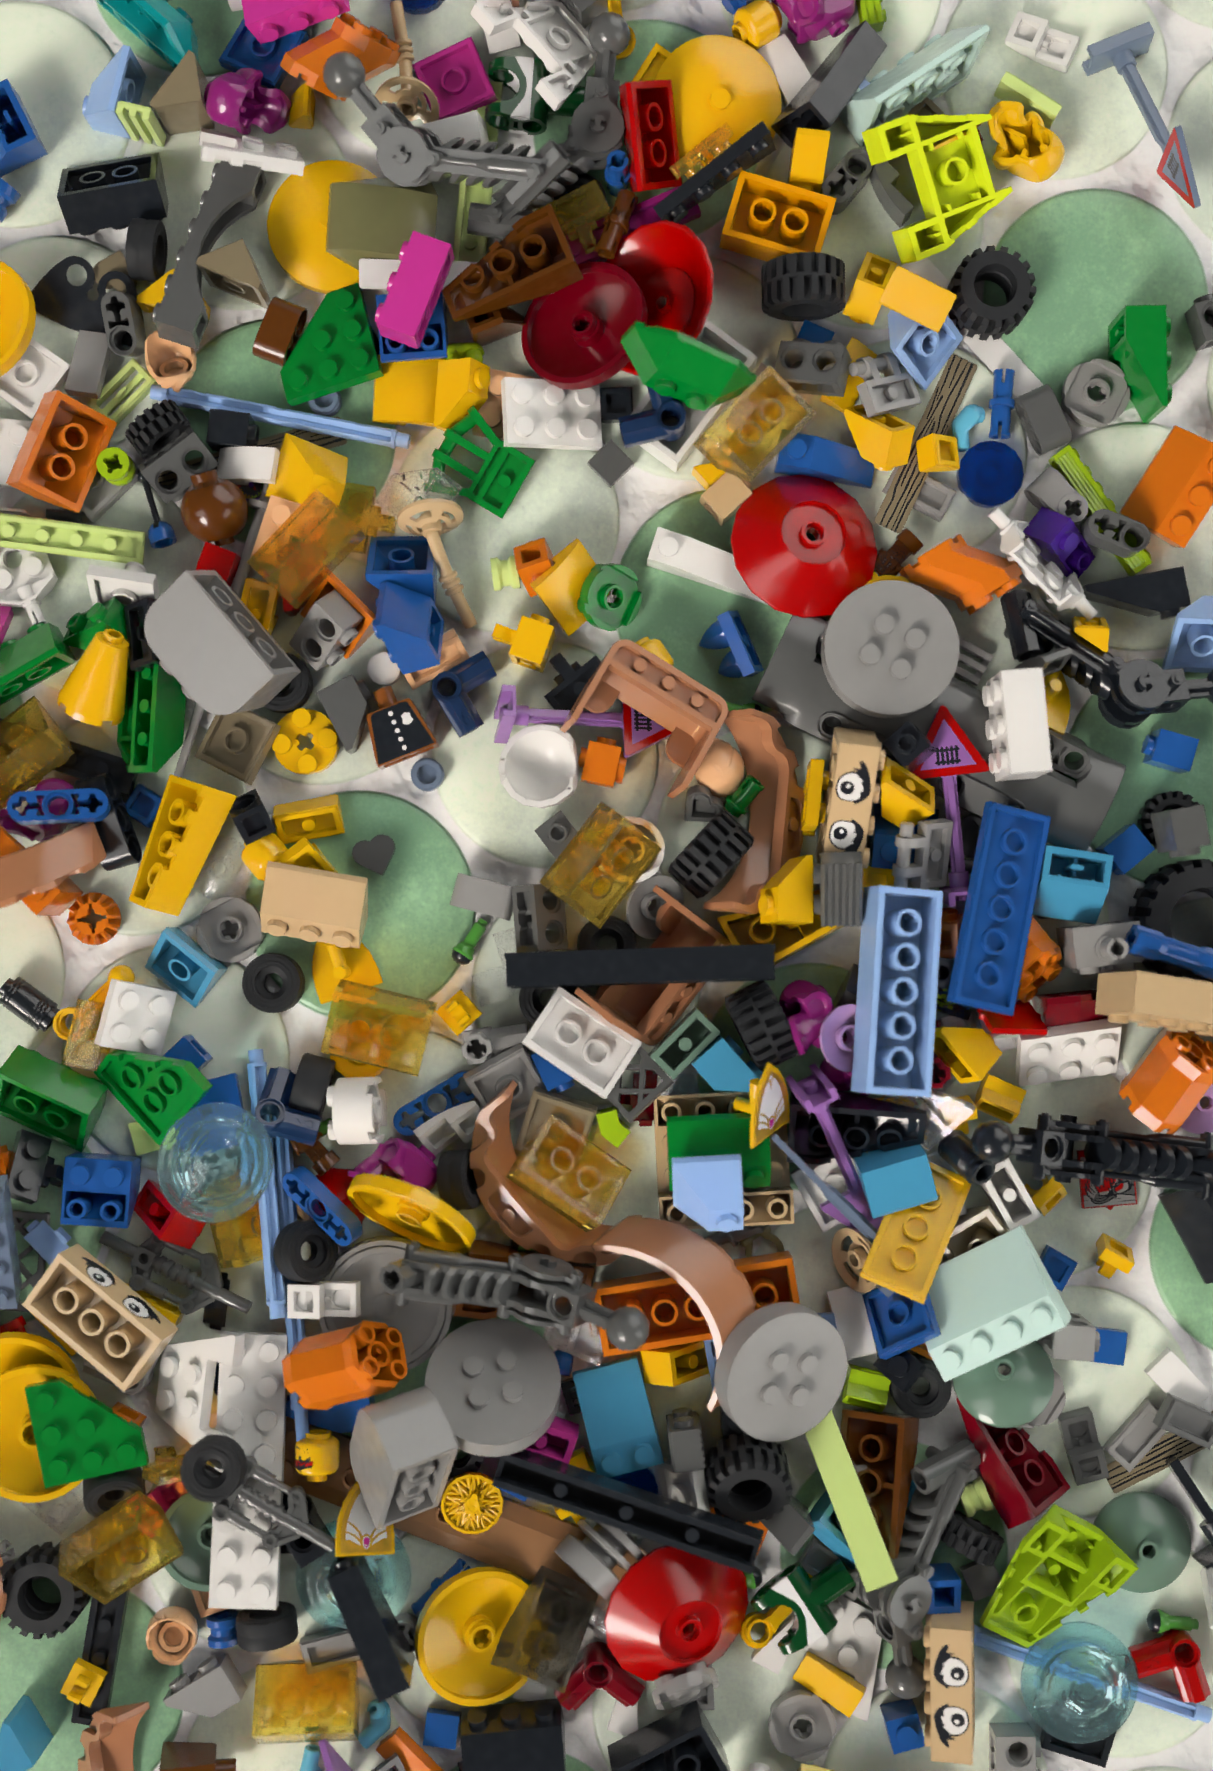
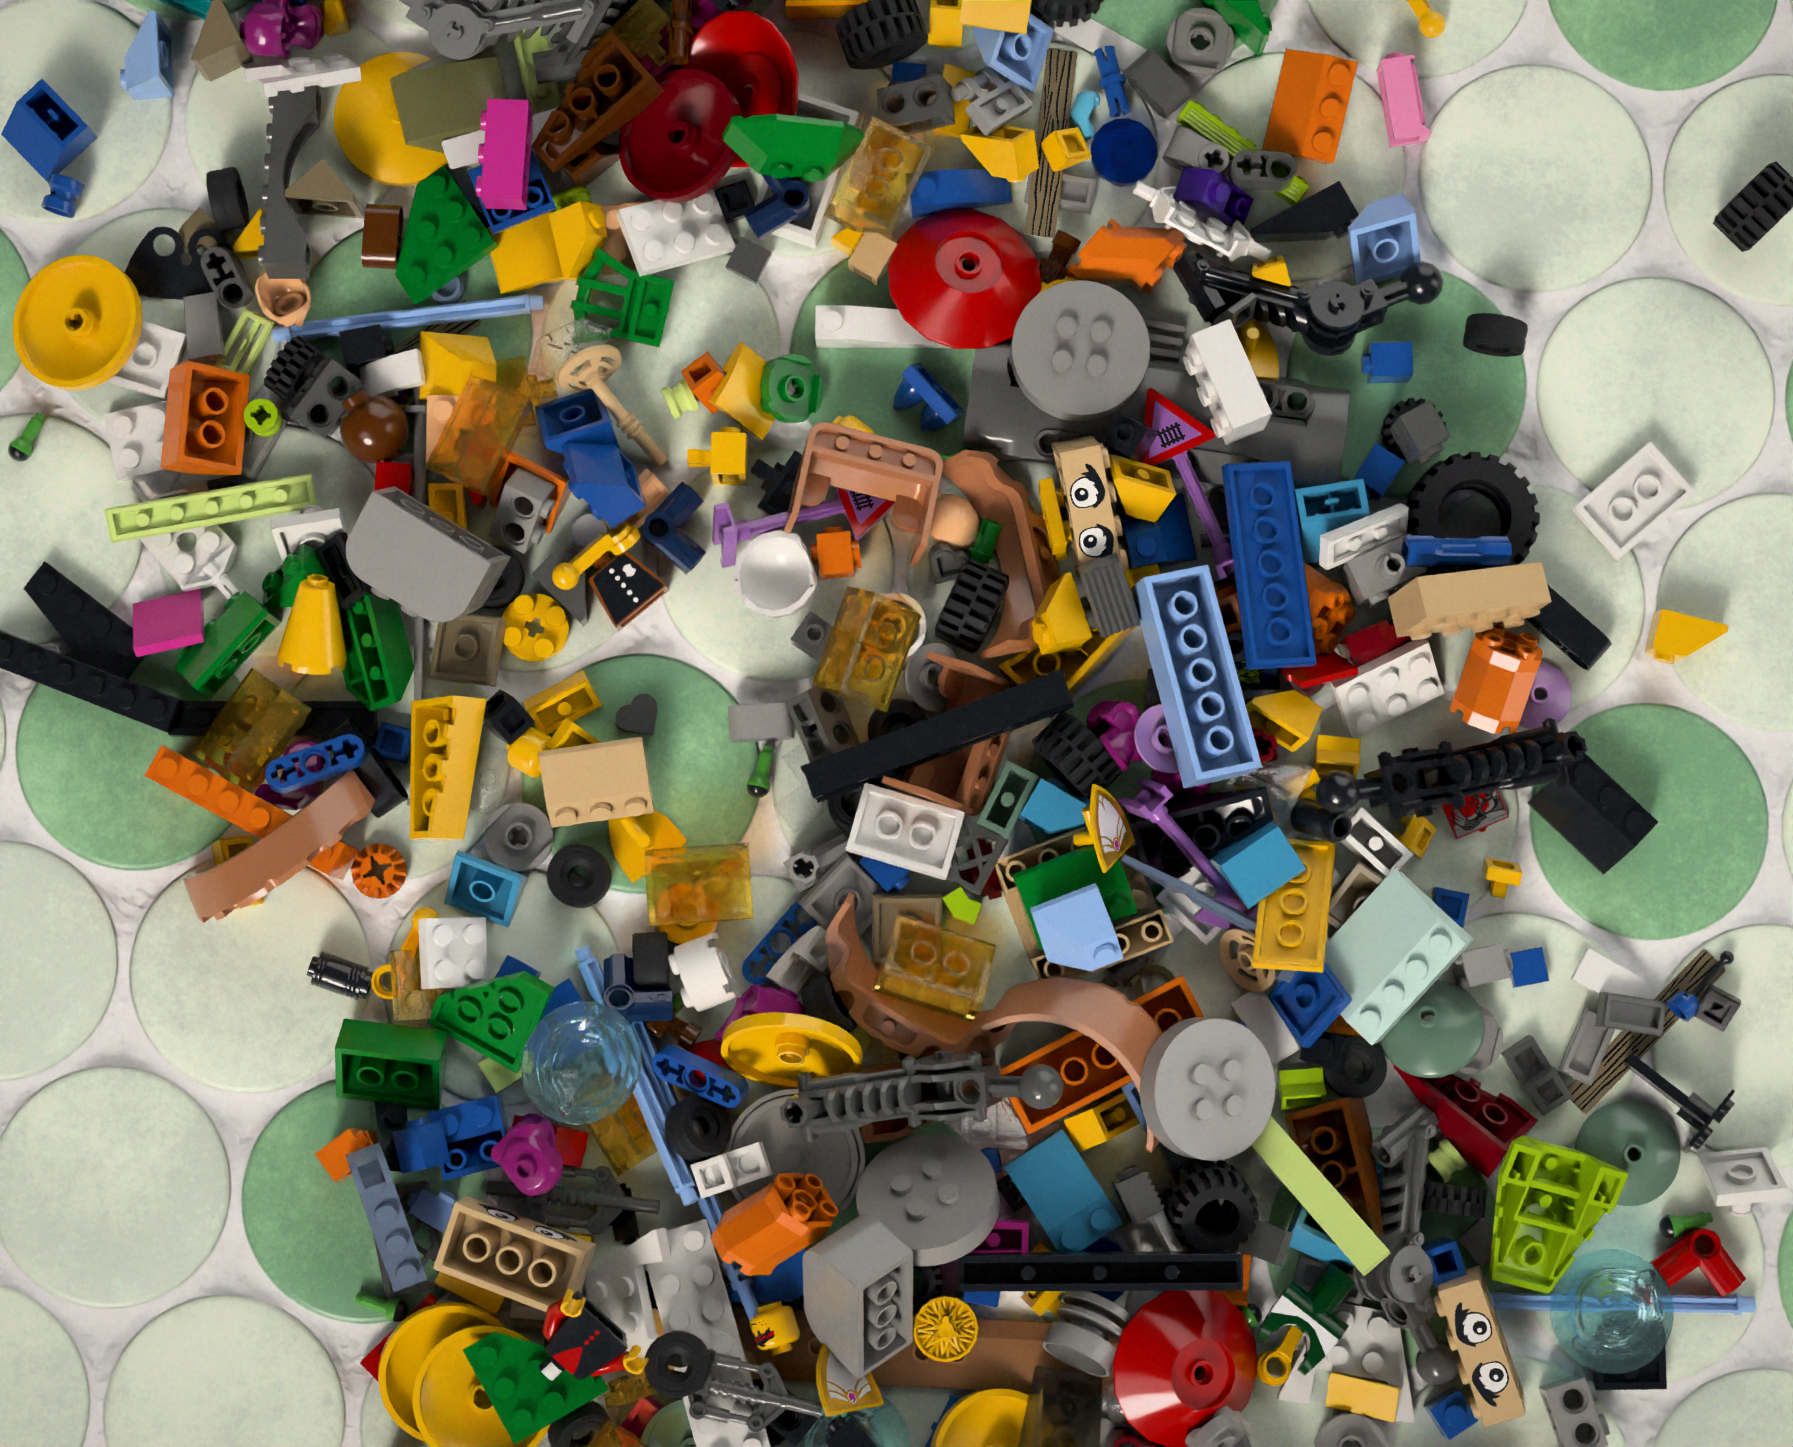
camera: 20 degrees left, 5 degrees down
(47, 1188) = (421, 1145): none -> blue brick
(112, 193) = (176, 155): black slope -> none
(136, 1422) = (585, 1341): none -> torso
(142, 1230) = (530, 1155): none -> magenta head
(143, 125) = (180, 81): yellowish green tile -> none
(160, 532) = (325, 469): blue hinge -> none
(405, 688) = (618, 540): none -> yellow piece
(427, 774) = (666, 621): sand blue tile -> none
(459, 1012) = (773, 846): yellow tile -> none
(931, 853) = (1186, 534): light grey plate -> none
(1095, 909) = (1363, 536): none -> white tile

